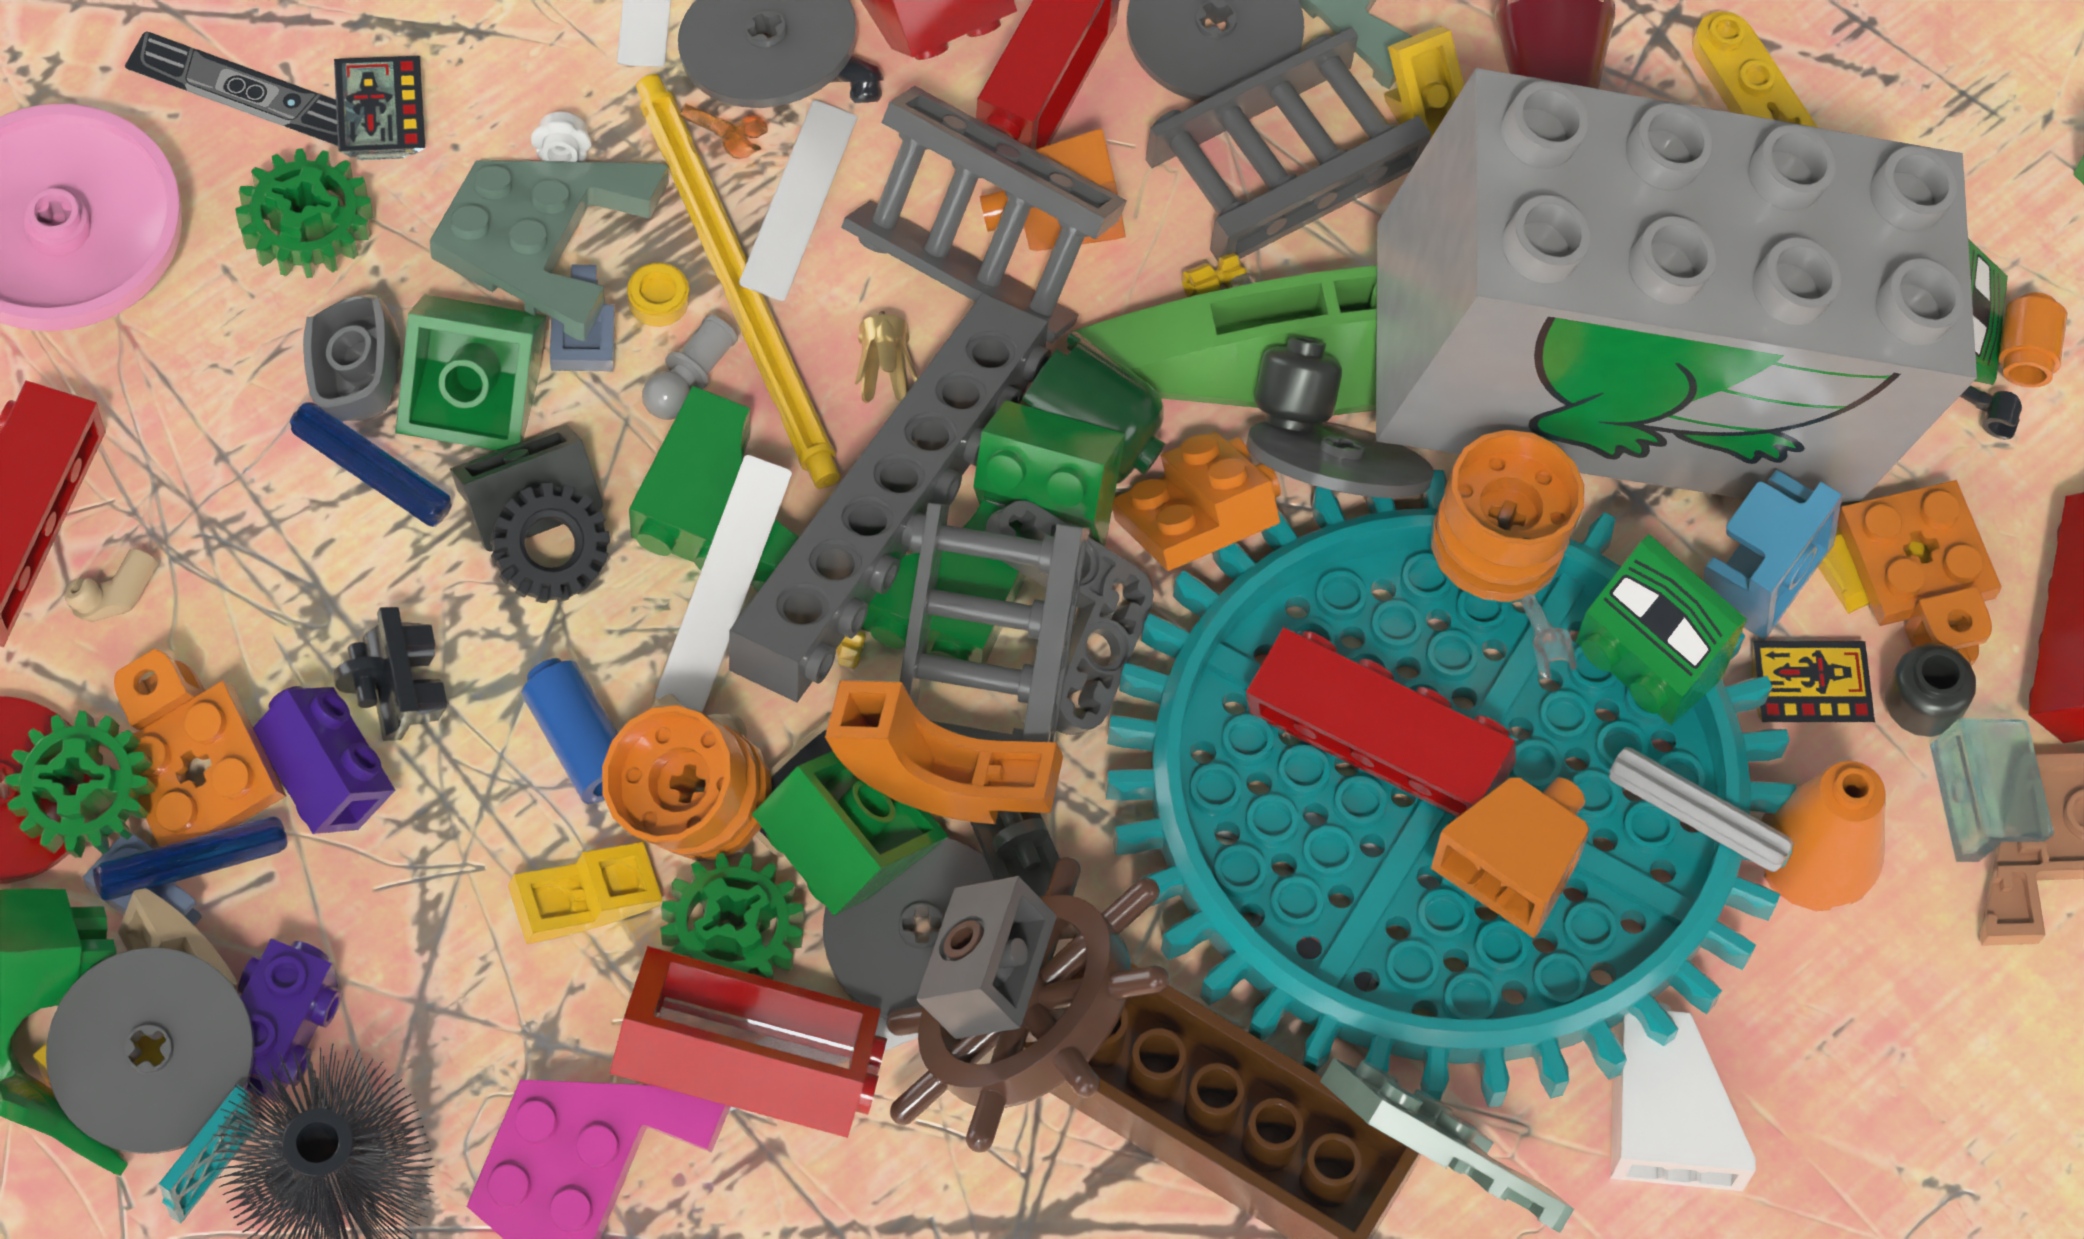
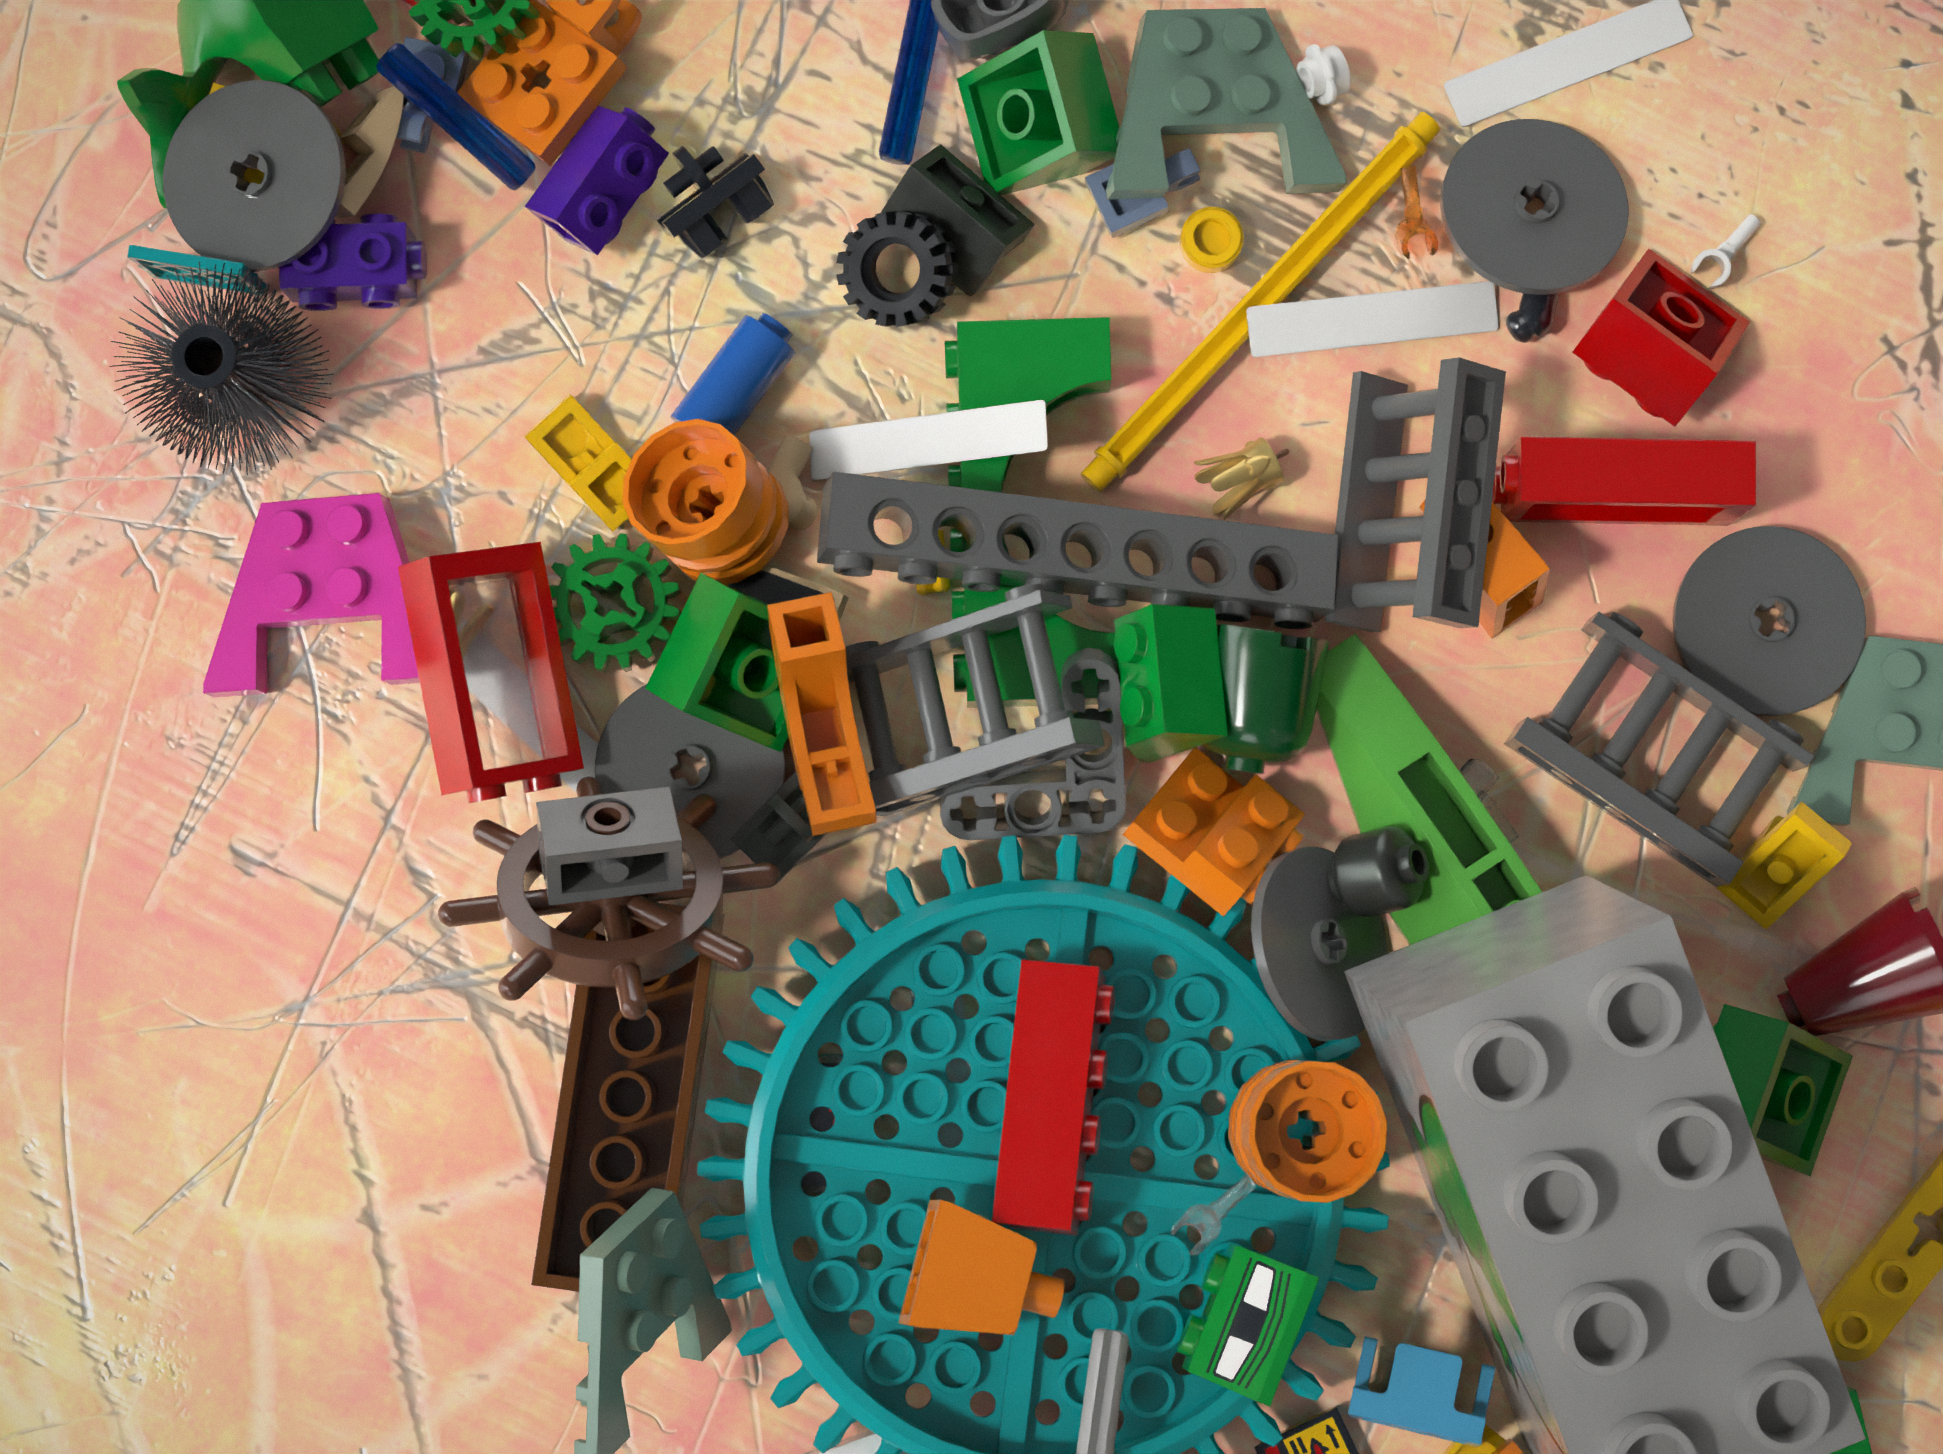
camera: 75 degrees right, 20 degrees up
(689, 367) = (1109, 297): light grey pin -> none
(1204, 279) = (1471, 734): yellow piece -> none

